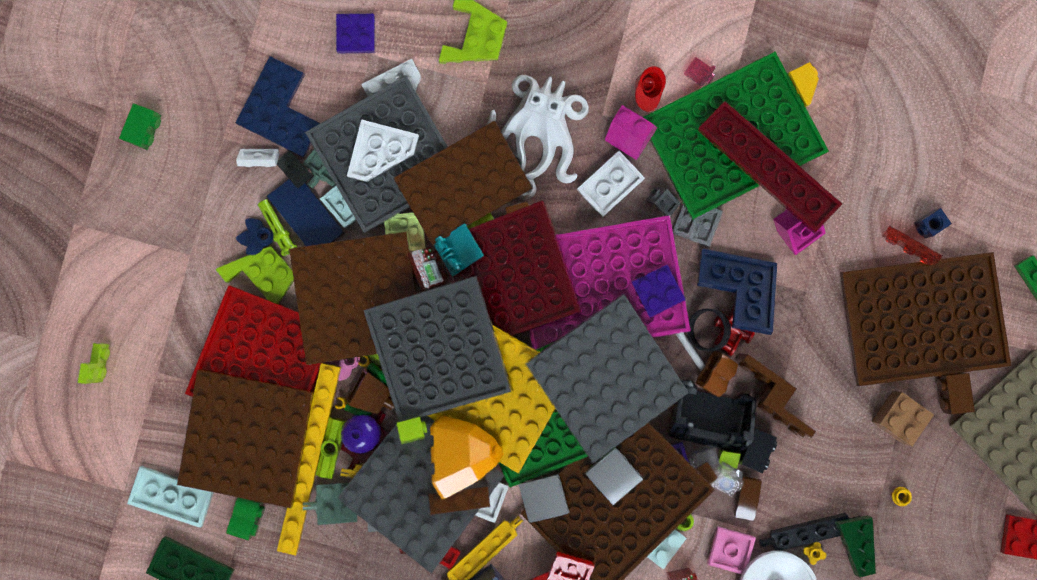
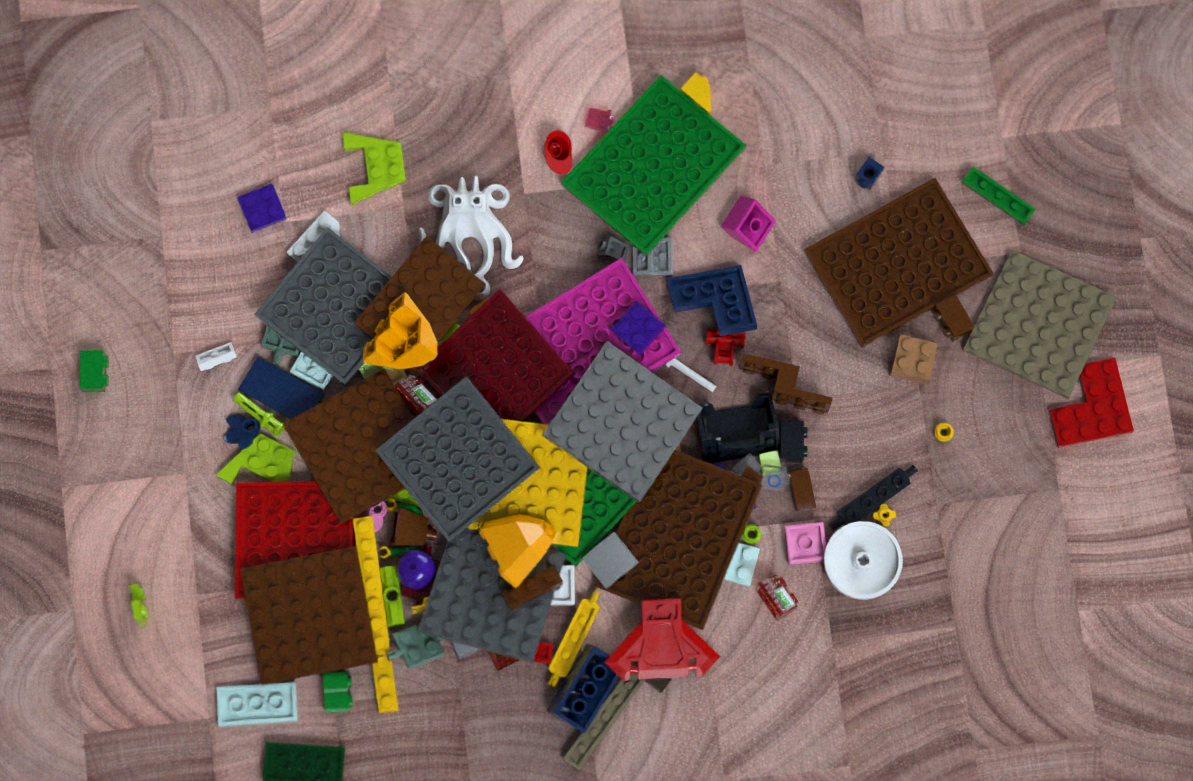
camera: 20 degrees left, 10 degrees down
(269, 112) = (207, 310): dark blue plate -> none
(294, 169) = (254, 353): pearl dark grey plate -> none
(379, 150) = (331, 302): white plate -> none
(411, 430) = (462, 543): lime brick -> none
(431, 212) = (402, 338): none -> light orange brick
(458, 249) = (442, 369): teal hinge -> none
(610, 184) = (557, 253): white plate -> none
(613, 475) = (665, 510): light grey slope -> none
(630, 132) = (556, 199): dark pink slope -> none
(717, 373) = (726, 386): dark orange brick -> none
(727, 329) = (685, 354): black tyre -> none
(769, 167) = (695, 180): dark red plate -> none
(859, 541) = (920, 487): dark green wing -> none
(912, 246) = (856, 201): clear red plate -> none

